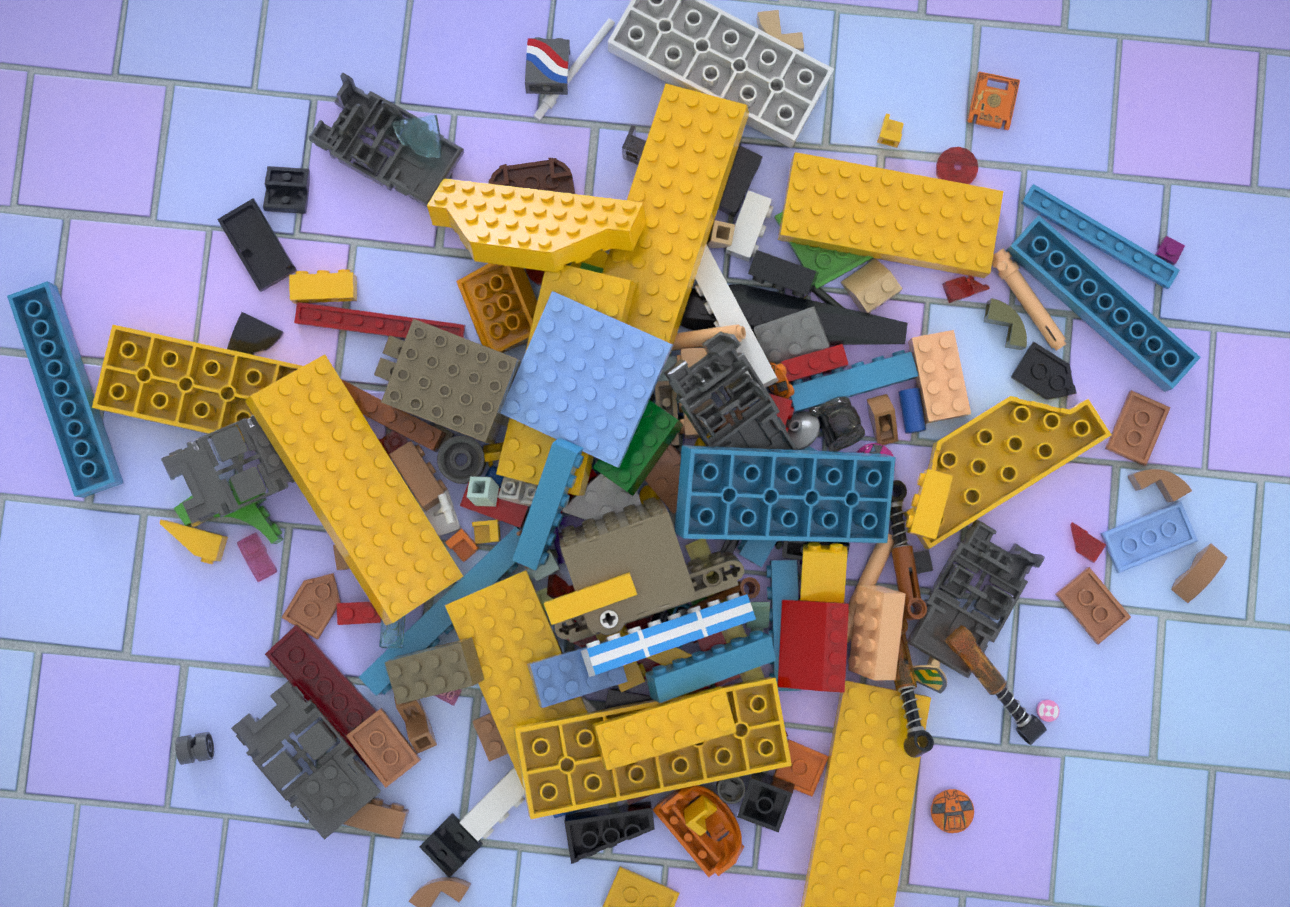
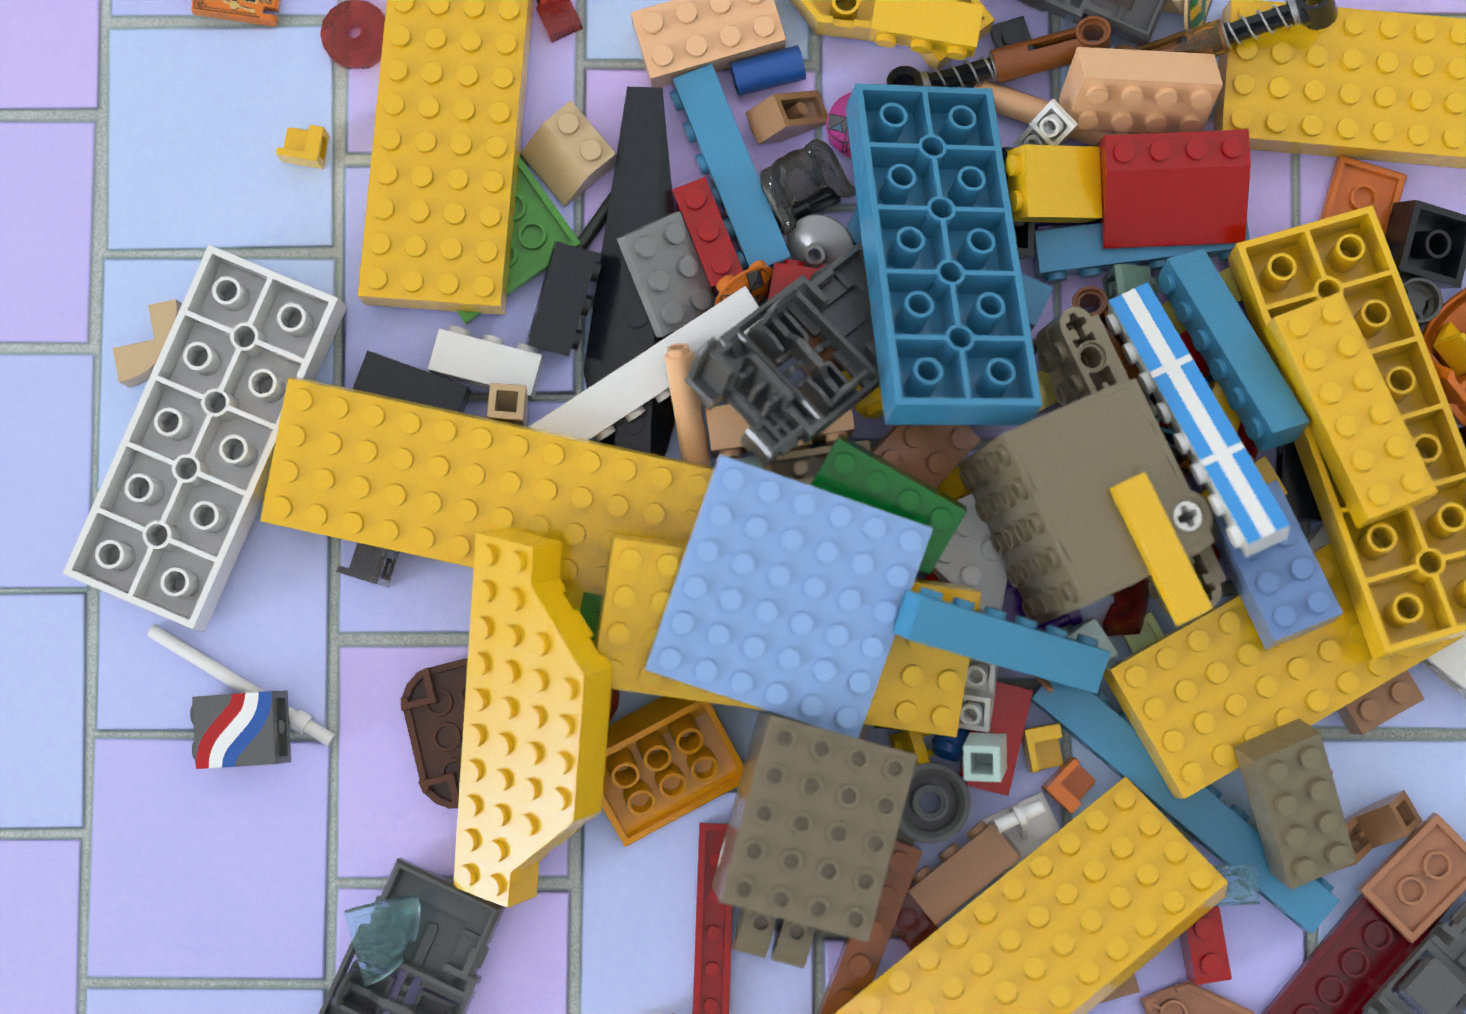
camera: 100 degrees left, 0 degrees up
(858, 574) = (1049, 127): none -> white slope

